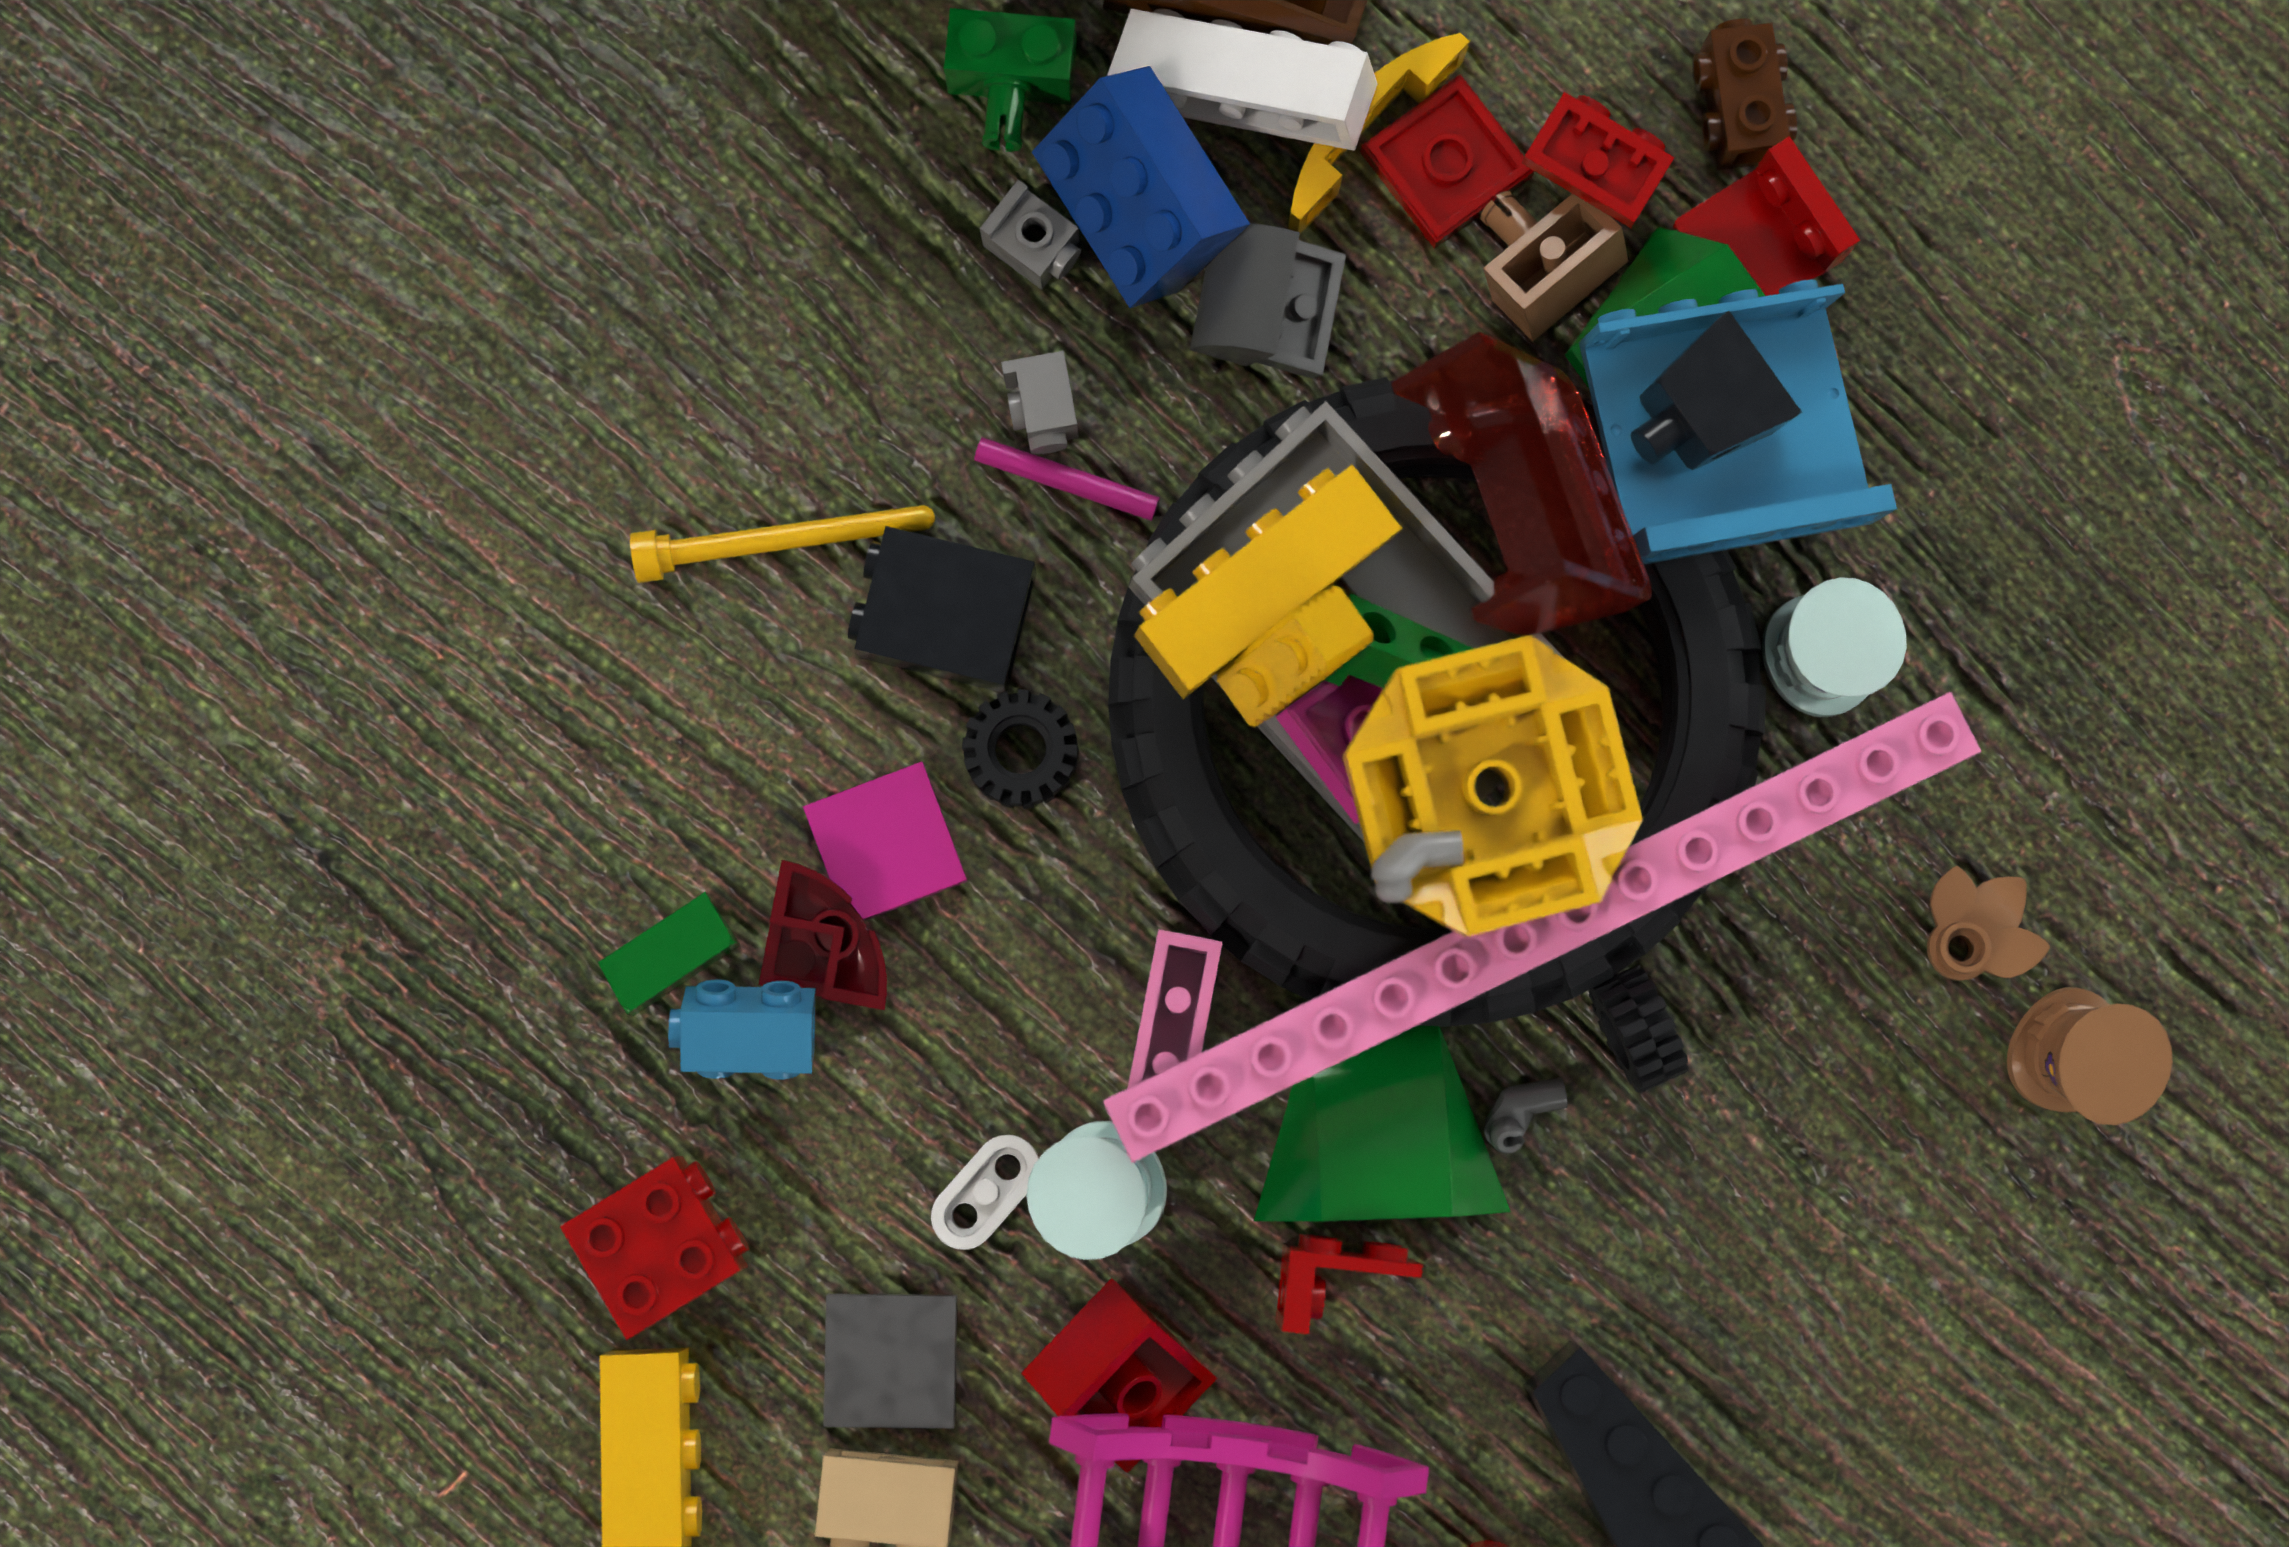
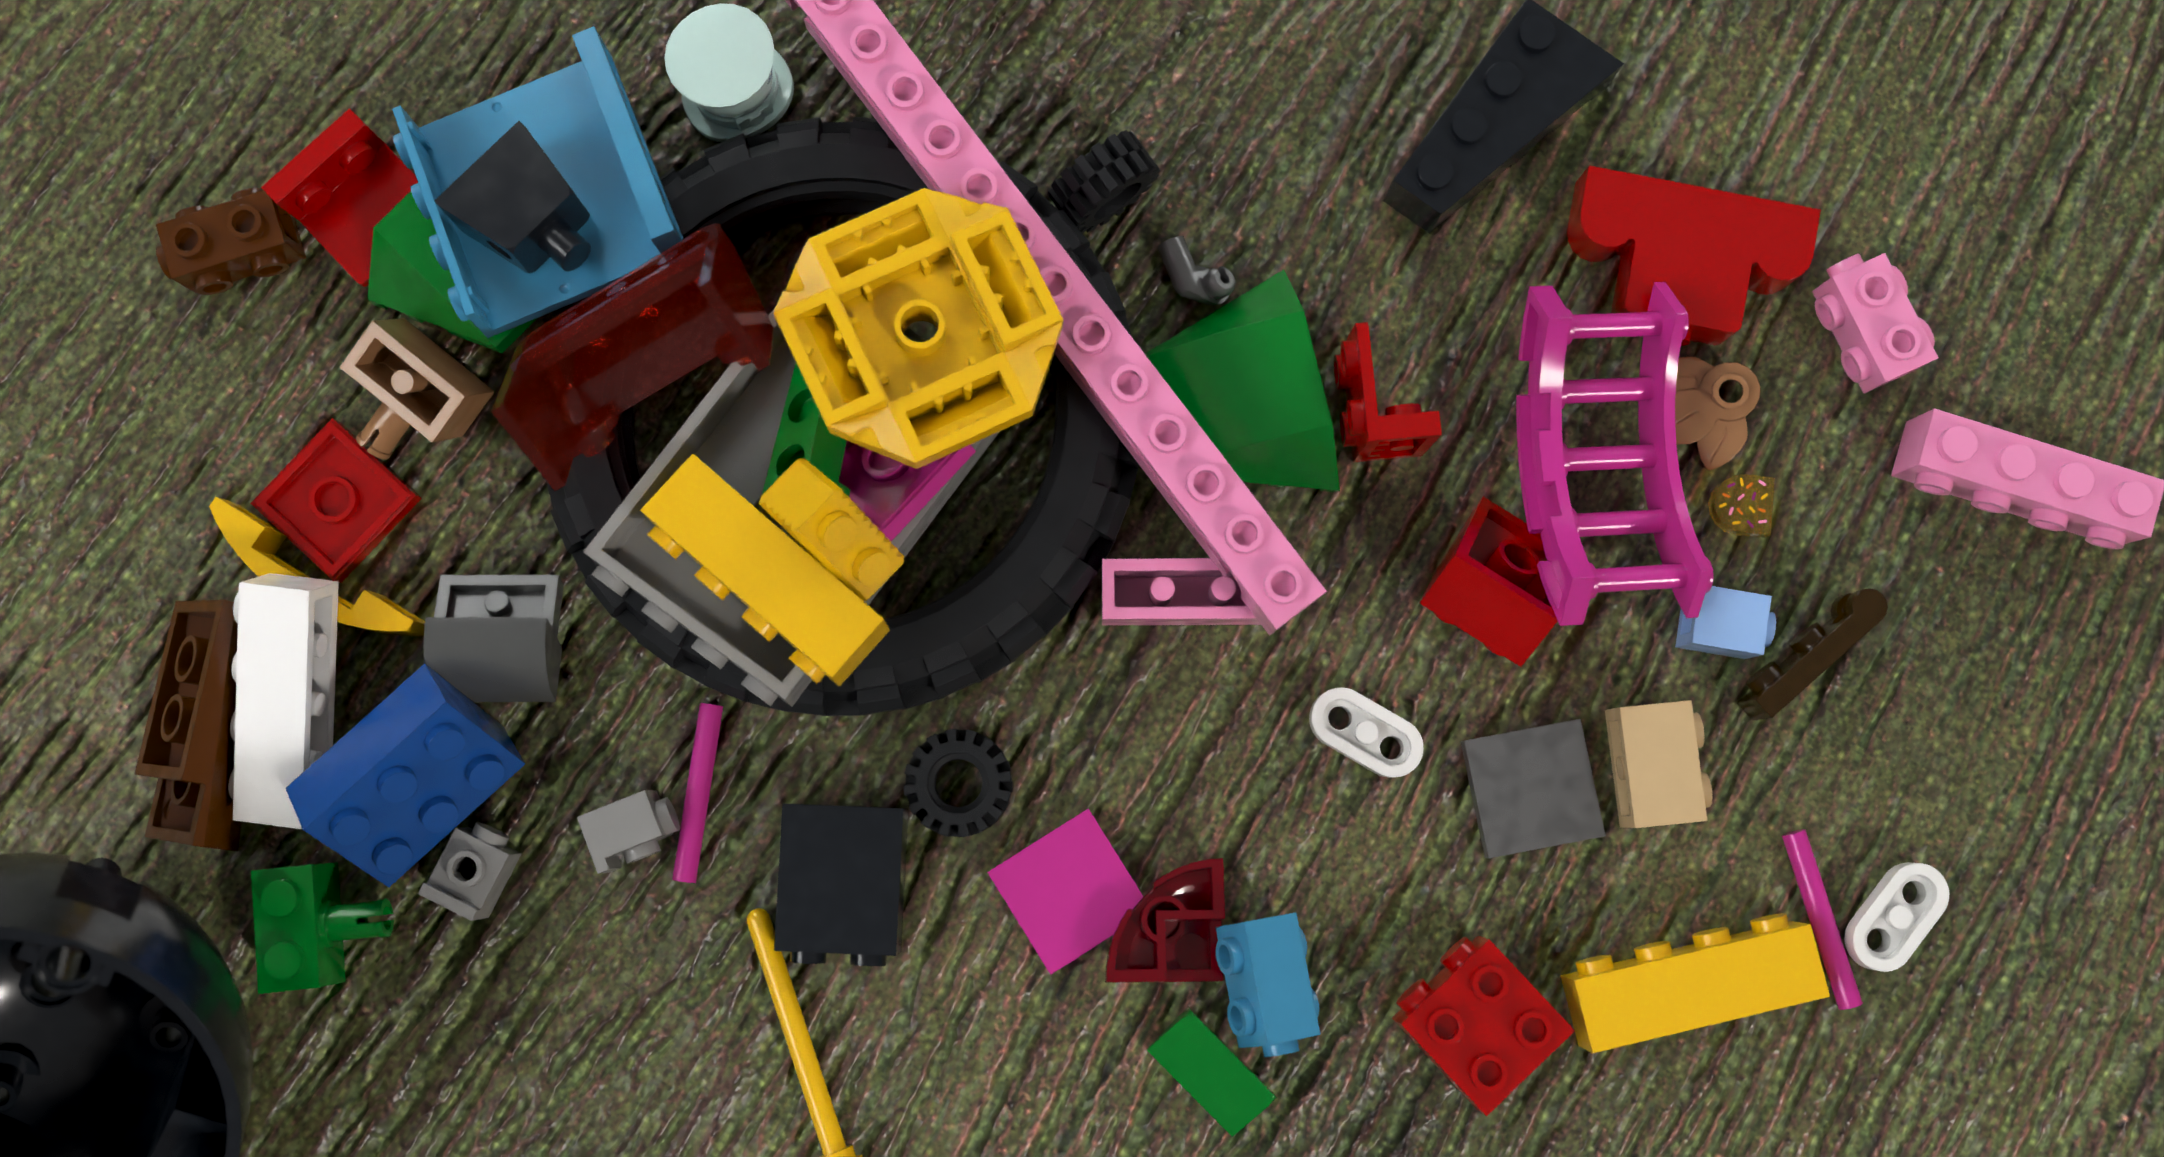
camera: 100 degrees left, 0 degrees up
(1092, 1196) = (1351, 634): light aqua hat -> none
(1408, 856) = (1001, 387): light grey arm -> none
(1599, 158) = (308, 352): red bracket -> none

